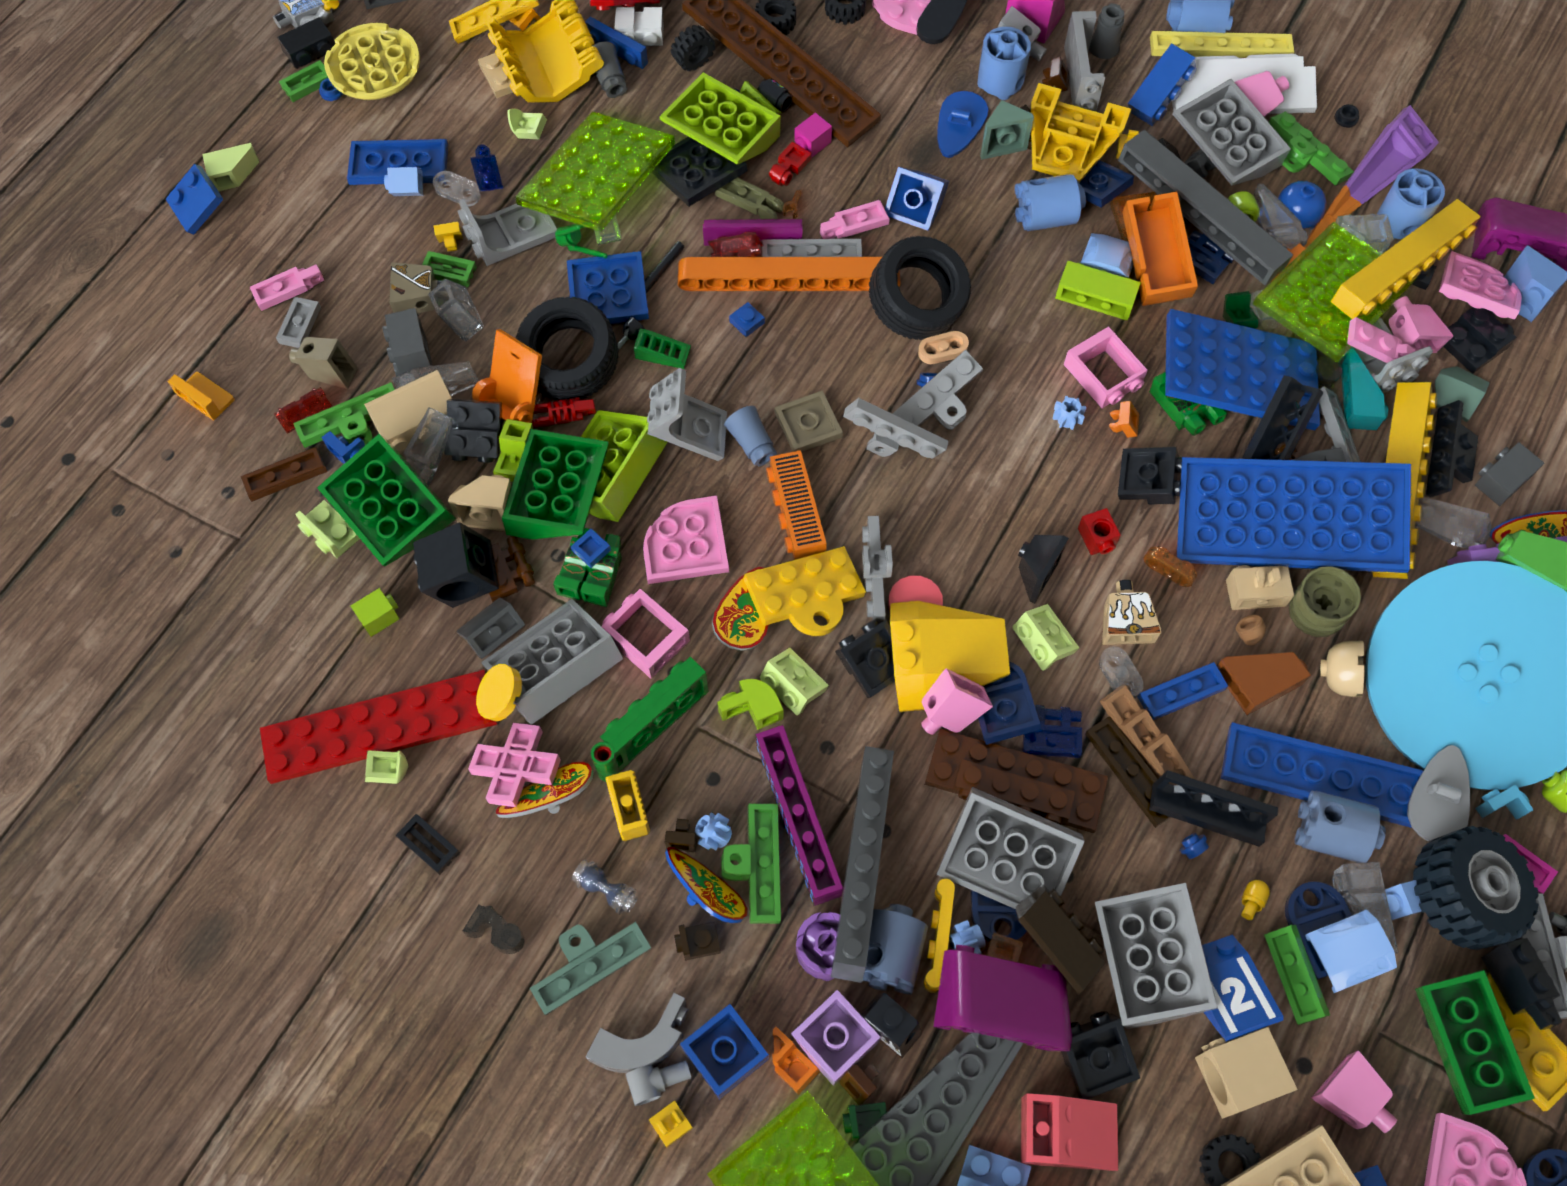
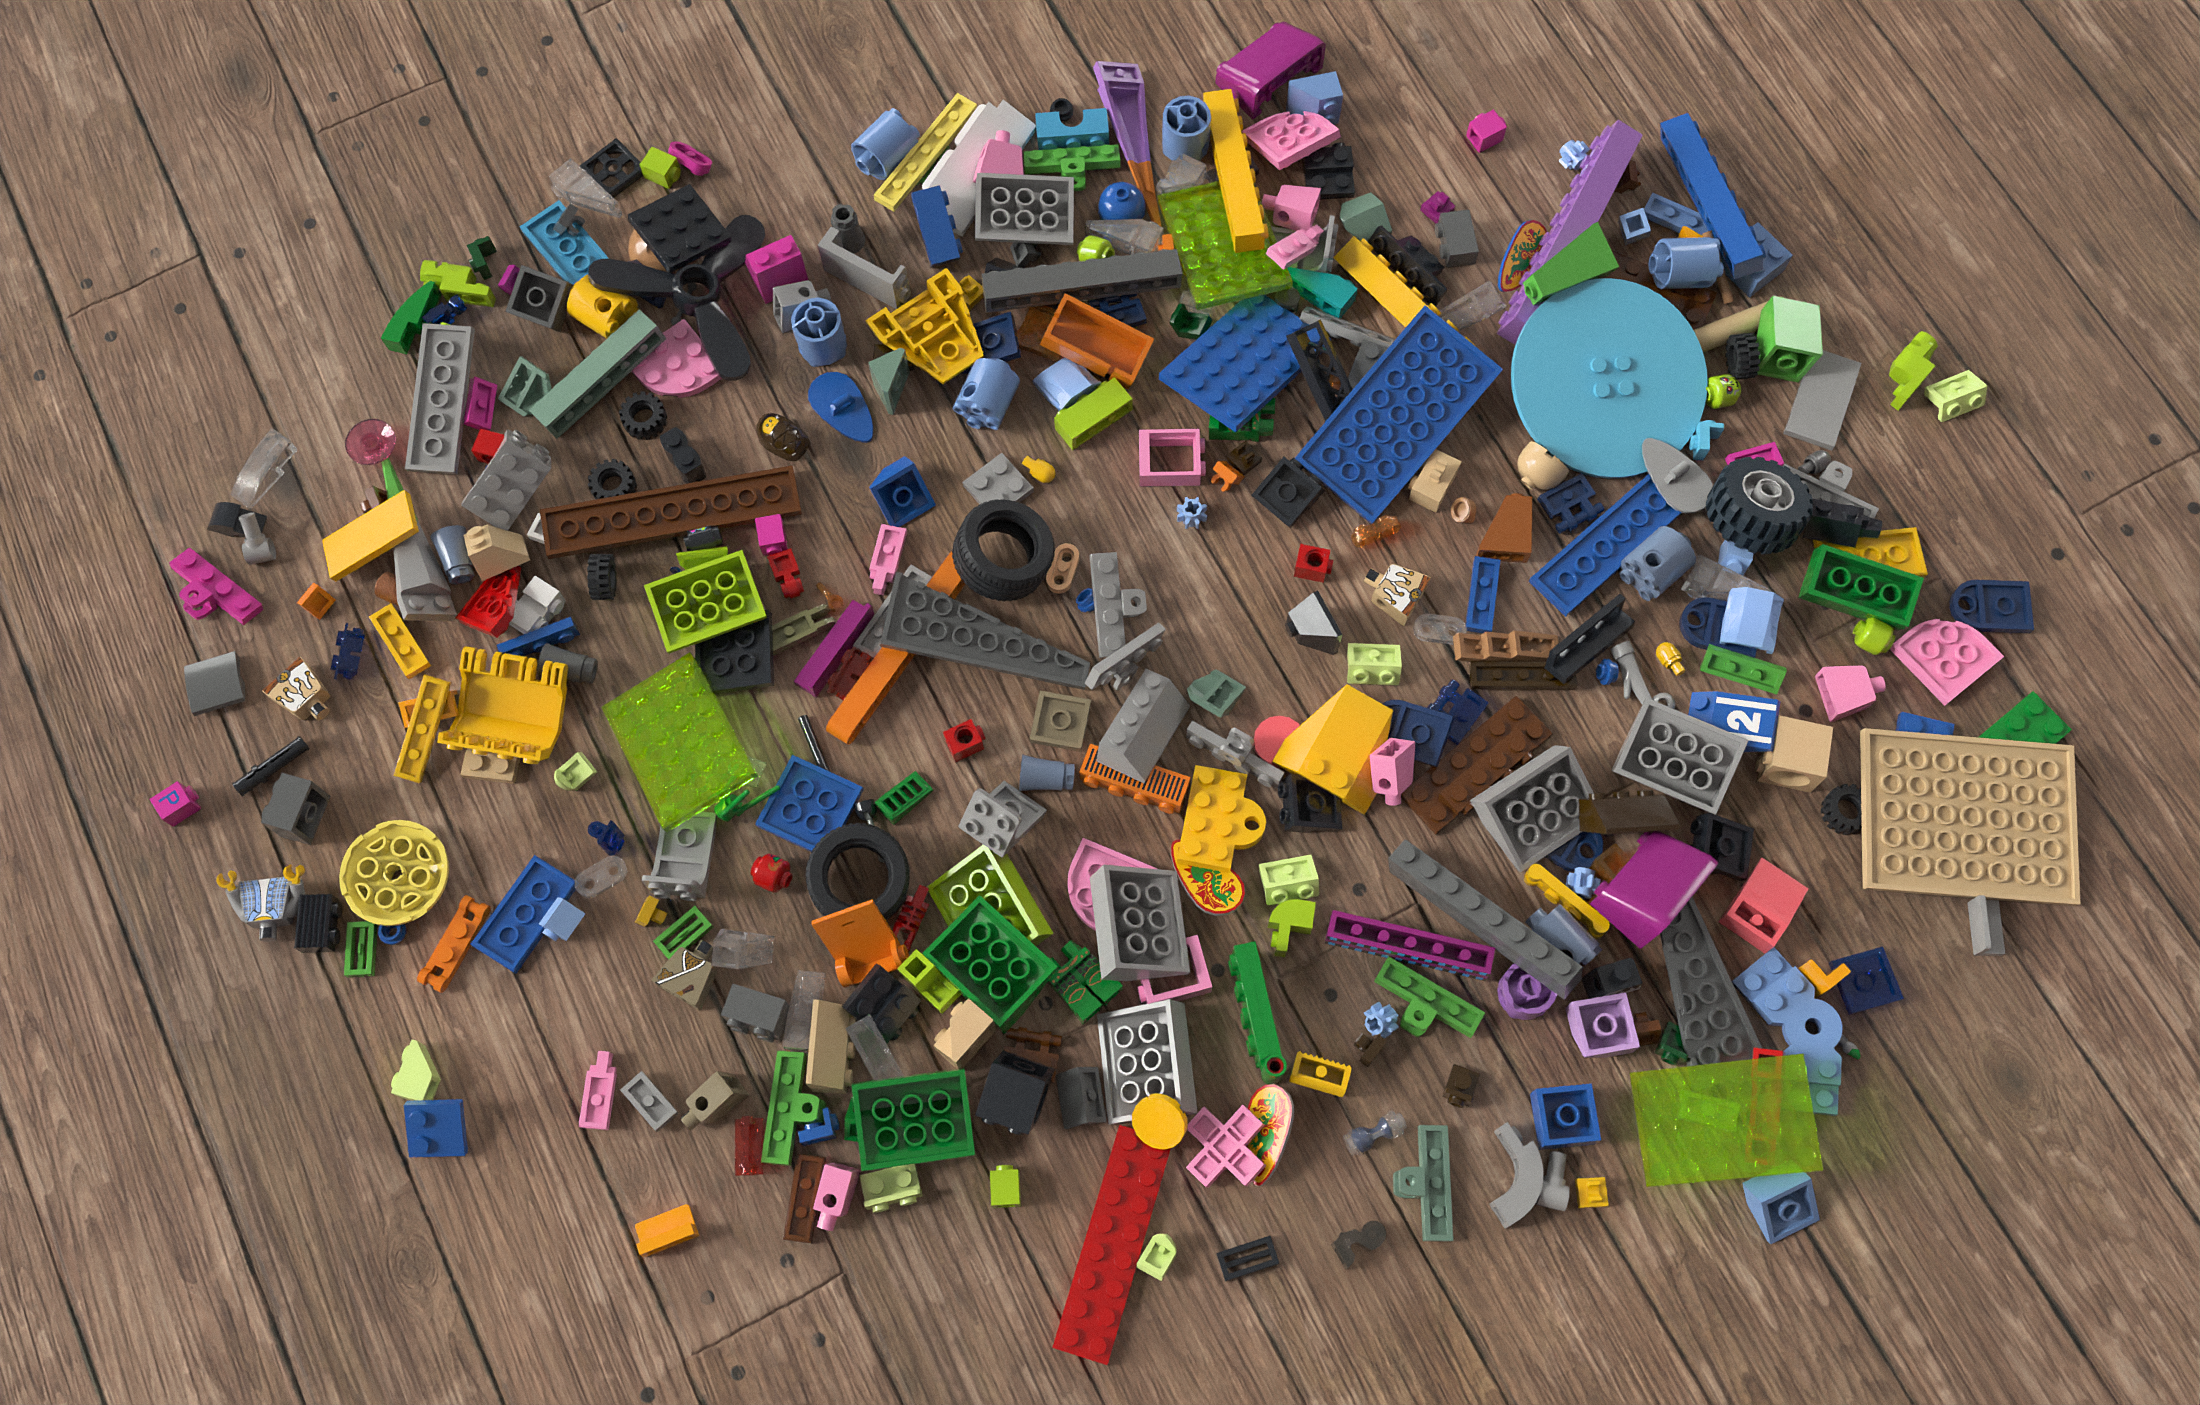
camera: 55 degrees left, 5 degrees up
(295, 486) = (840, 1182): none -> bright pink torso
(343, 132) = (454, 944): none -> orange plate
(532, 292) = (771, 873): none -> red head
(591, 548) = (1074, 969): blue plate -> none
(665, 576) = (1138, 923): none -> light grey slope
(706, 888) = (1425, 1053): shield -> none
(735, 353) = (958, 750): none -> red brick
(747, 319) = (921, 708): blue plate -> none
(792, 1063) = (1600, 1073): orange slope -> none
(822, 291) = (948, 630): none -> dark grey wing
(831, 42) = (682, 456): none -> black brick
(844, 479) = (1143, 727): none -> light grey slope
(900, 96) = (782, 437): none -> dark brown piece
(920, 526) = (1216, 692): none -> sand green slope
(983, 261) = (998, 481): none -> light grey plate
(1017, 282) = (1040, 469): none -> yellow cylinder
(1057, 74) = (857, 296): reddish brown tile -> none
(1153, 425) = (1244, 458): none -> dark brown tile
(1207, 874) = (1632, 676): none -> light grey plant
(1324, 601) = (1481, 431): olive wheel -> none
(1339, 711) = (1568, 496): none -> dark blue plate
(1346, 144) = (1090, 132): none -> dark azure arch
(1435, 1089) = (1873, 636): none -> lime head
(1527, 438) = (1437, 204): none -> magenta tile

